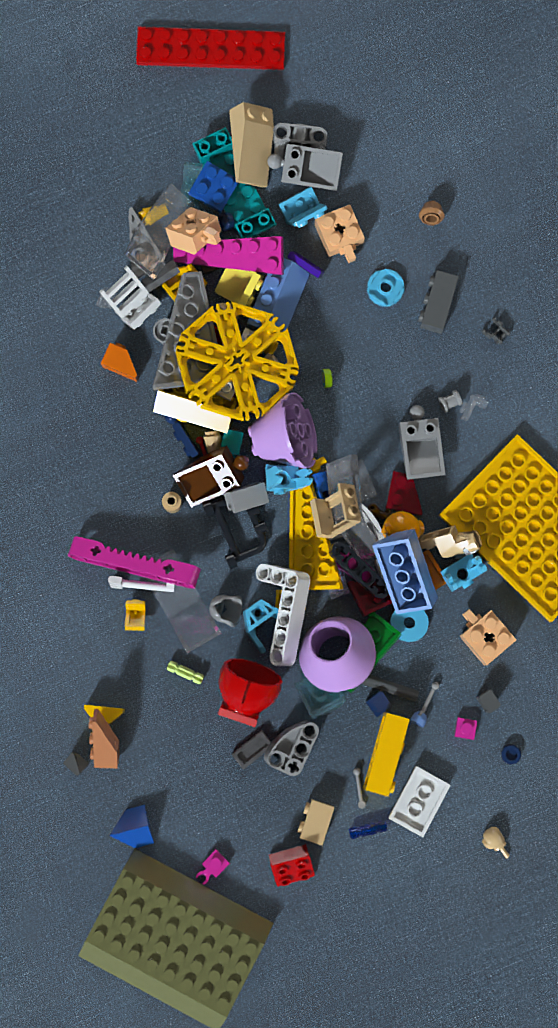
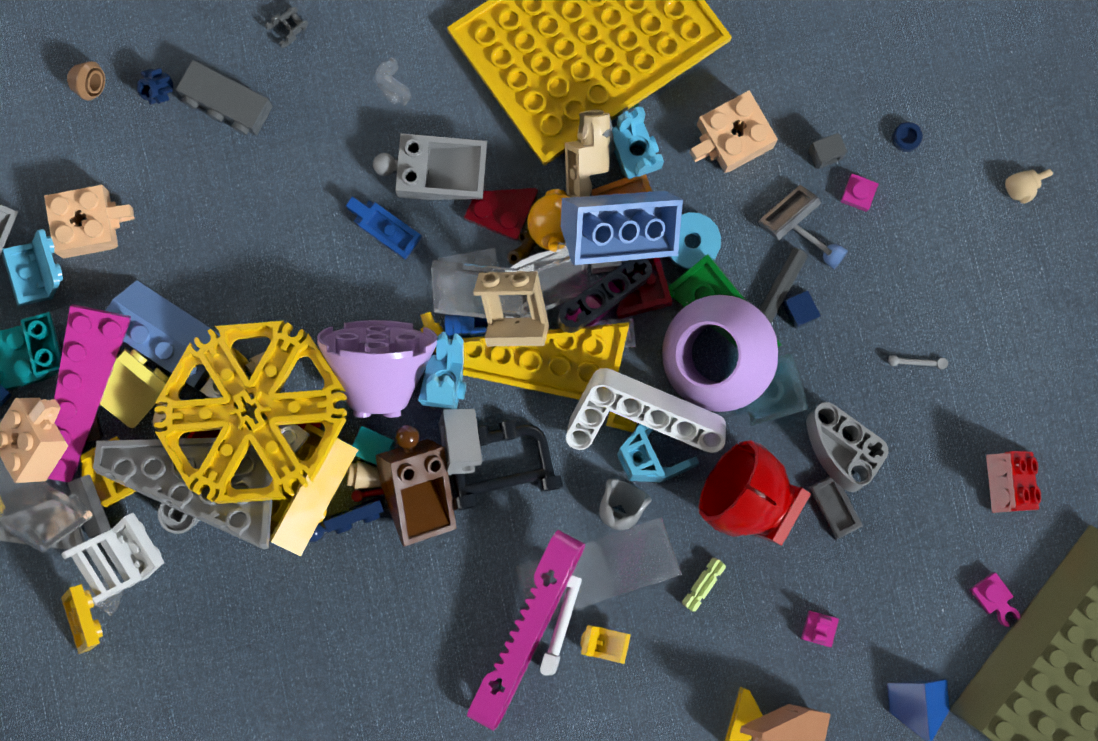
camera: 80 degrees left, 0 degrees up
(83, 290) = (83, 627): none -> yellow plate
(119, 361) = (208, 595): orange slope -> none
(171, 753) = (820, 628): none -> dark pink tile
(174, 507) = (453, 559): tan brick -> none
(226, 221) = (27, 388): dark blue tile -> none
(306, 264) = (121, 282): dark purple tile -> none
(316, 821) = (957, 433): tan brick -> none
(326, 378) = (303, 286): lime tile -> none
(369, 829) = (980, 361): clear blue axle -> none
(375, 421) = (384, 227): none -> blue hinge
(385, 298) = (195, 184): medium azure tile -> none
(386, 754) = (881, 311): yellow brick -> none
(419, 801) = (953, 279): white plate -> none
(437, 256) = (155, 86): none -> dark blue gear
(441, 683) = (789, 212): none -> flat silver tile
(450, 401) = (377, 113): light grey bush -> none

